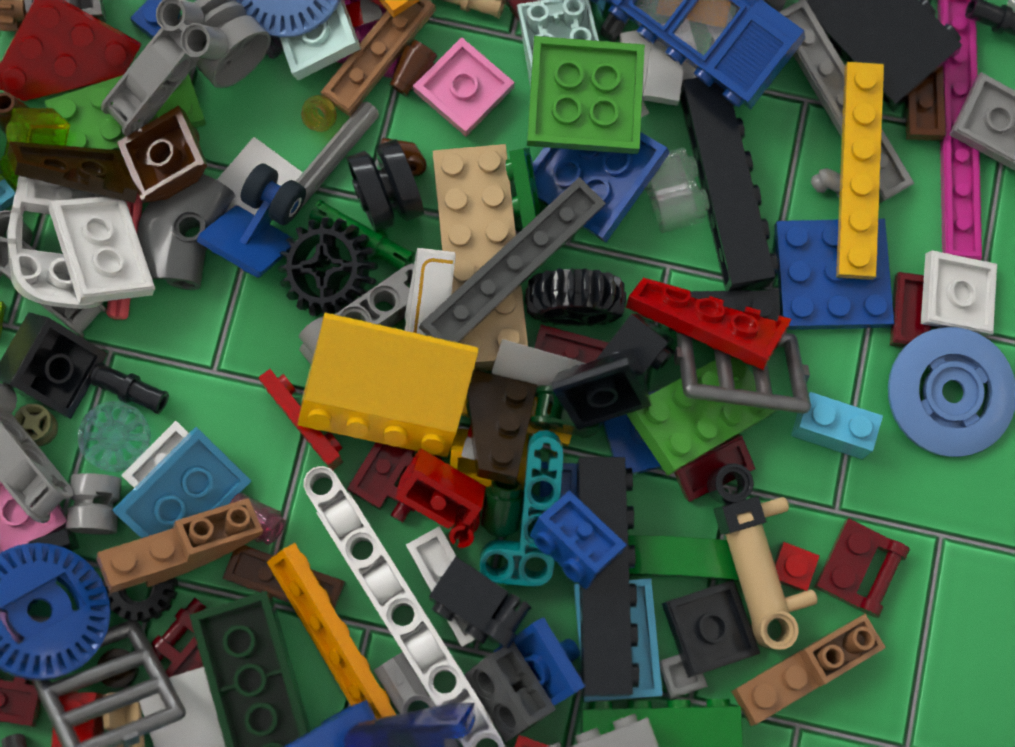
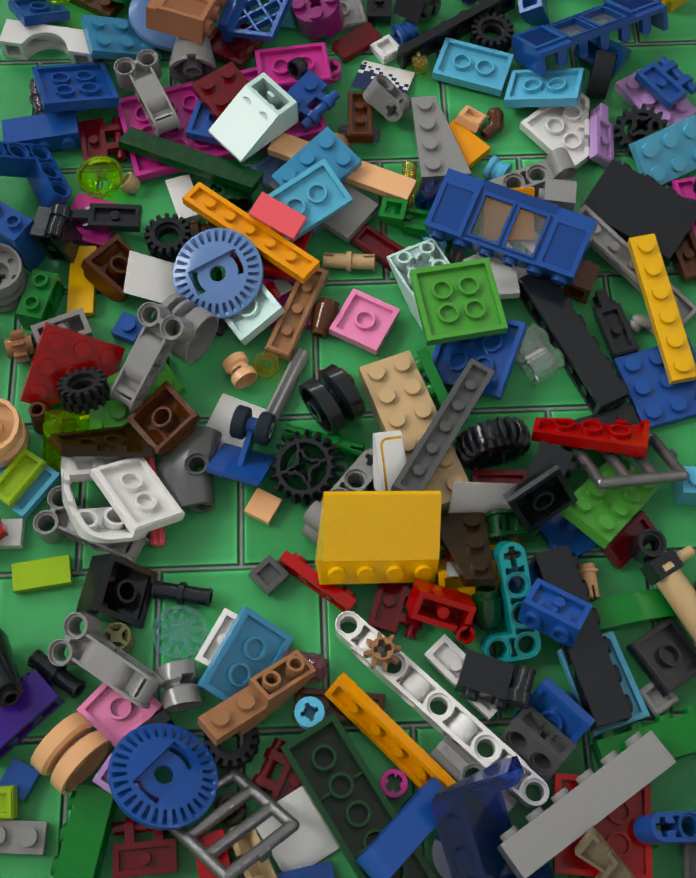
camera: 10 degrees left, 10 degrees down
(69, 91) = (83, 390): none -> black tyre
(243, 393) = (269, 575): none -> dark grey plate
(249, 581) = (310, 717): none -> medium azure wheel
(262, 302) = (263, 506): none -> light nougat tile
(281, 112) = (240, 371): none -> light nougat wheel
(311, 686) = (402, 786): none -> dark pink bush
(341, 522) = (388, 646): none -> medium nougat gear
(644, 506) = (588, 573): none -> light nougat pin
(770, 106) = (583, 283): none -> reddish brown brick
(790, 176) = (613, 325): none -> black hinge

